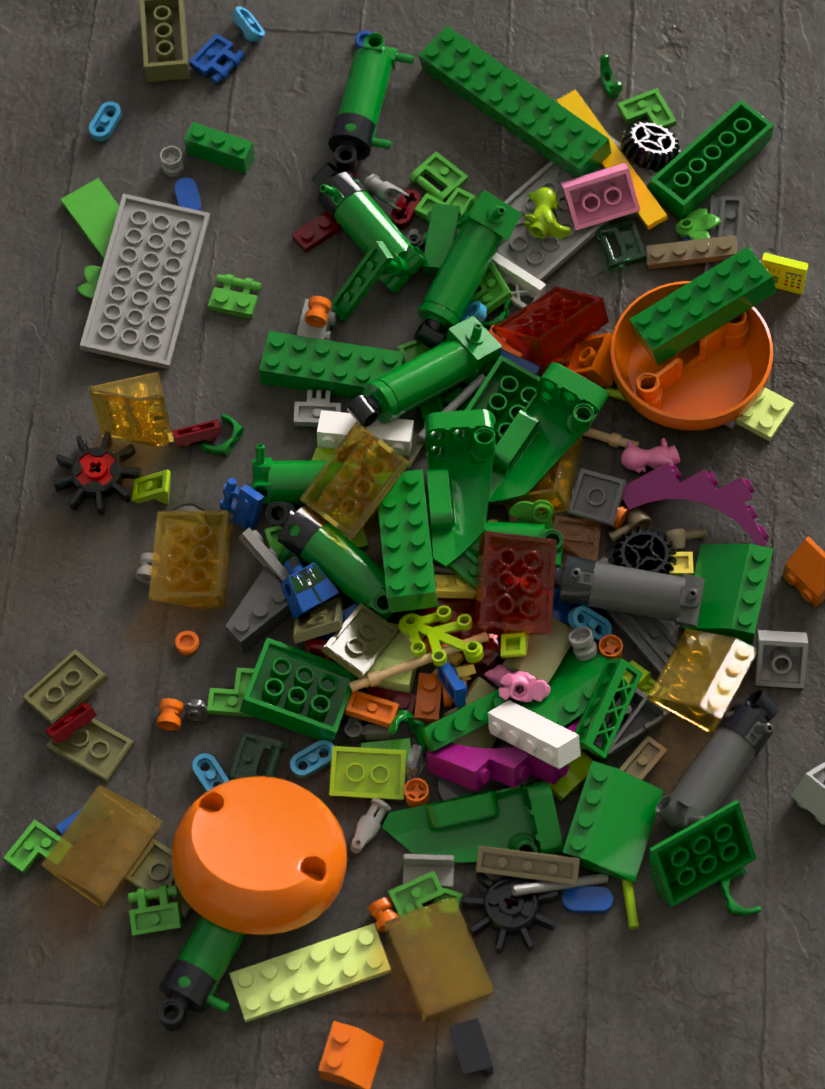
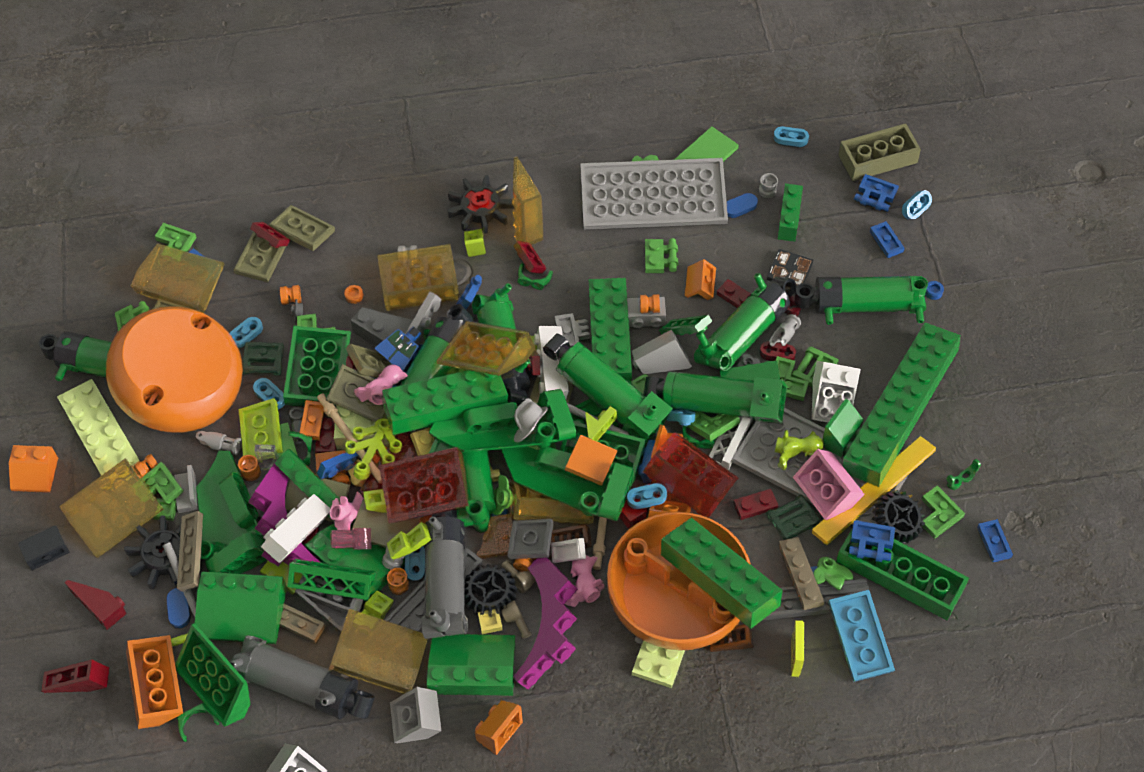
camera: 75 degrees right, 5 degrees down
(284, 263) = (700, 280): none -> orange panel
(286, 65) = (886, 239): none -> blue plate
(294, 170) = (790, 266): none -> black tile
(367, 610) = (373, 391): none -> bright pink animal
(384, 319) = (661, 355): none -> light grey slope
(463, 455) = (526, 417): none -> light grey piece
(478, 394) = (598, 427): none -> lime slope
(479, 163) = (830, 388): none -> white slope
(524, 406) = (591, 460): none -> orange tile
(536, 165) = (842, 429): none -> green slope
(558, 677) = (357, 538): none -> clear pink piece
(567, 986) = (99, 603): none -> dark red slope
(576, 354) = (646, 495): none -> dark azure plate
(581, 614) = (407, 543): none -> lime slope
(594, 276) = (755, 504): none -> dark red plate
(597, 449) = (574, 530): none -> reddish brown slope
(620, 459) = (568, 550): none -> white tile
(659, 1025) = (78, 677): none -> dark red slope
(675, 168) = (873, 535): none -> blue plate
(685, 930) = (153, 681): none -> orange slope
(692, 72) = (994, 540): none -> blue plate
(777, 215) = (861, 635): none -> dark azure plate

